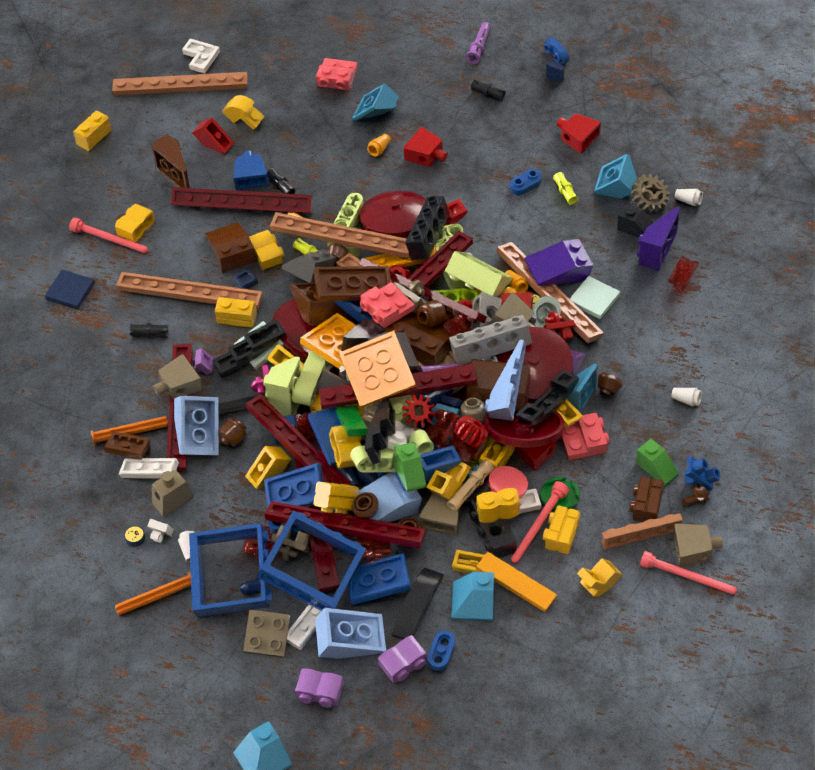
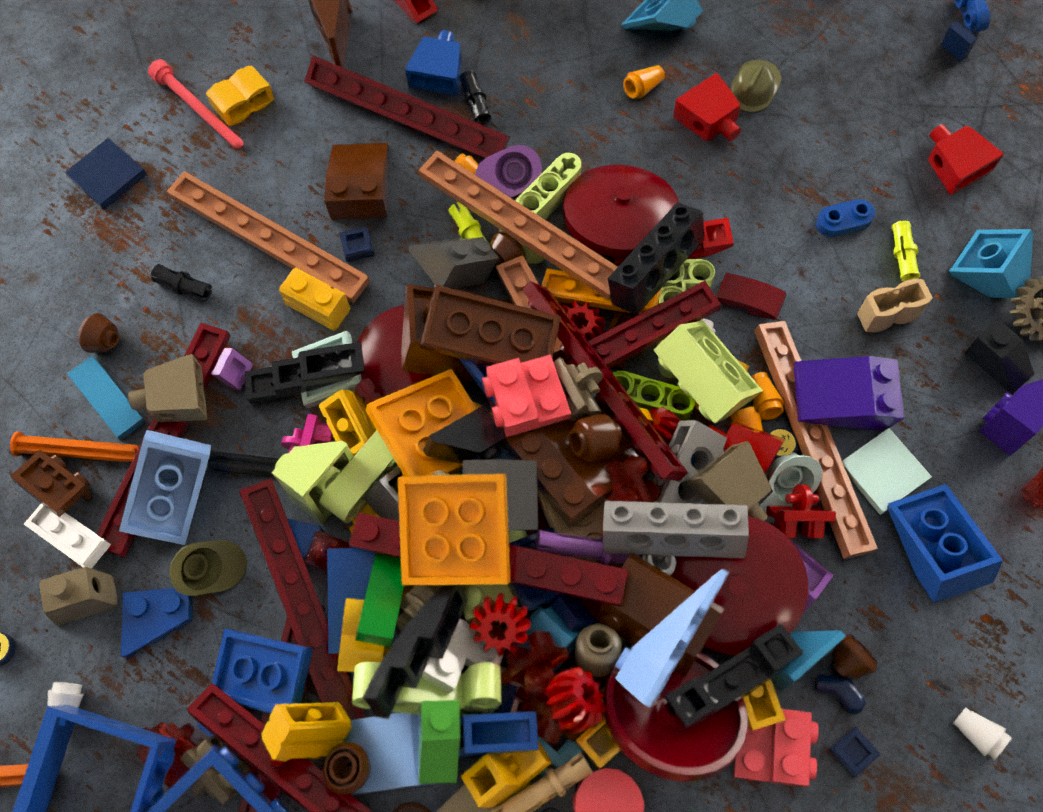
camera: 20 degrees right, 15 degrees up
(114, 369) = (97, 334): none -> reddish brown cone
(133, 400) = (106, 398): none -> dark azure tile
(159, 530) = (31, 656): white tile -> none
(218, 492) = (151, 616): none -> blue wing
(232, 432) = (217, 515): reddish brown head -> none
(238, 455) = (207, 567): none -> olive piece
(266, 249) = (405, 204): yellow brick -> none
(268, 464) = (243, 602): yellow slope -> none
(323, 209) = (511, 169): none -> medium lavender piece
(447, 128) = (756, 85): none -> olive piece
(488, 90) = (843, 40): black pin -> none
(489, 234) = (756, 296): none -> dark red slope
(568, 215) = (894, 305): none -> tan brick
(610, 400) = (845, 690): none -> dark blue arm
(626, 427) = (854, 752): none -> dark blue tile
(637, 318) = (944, 543): none -> blue slope

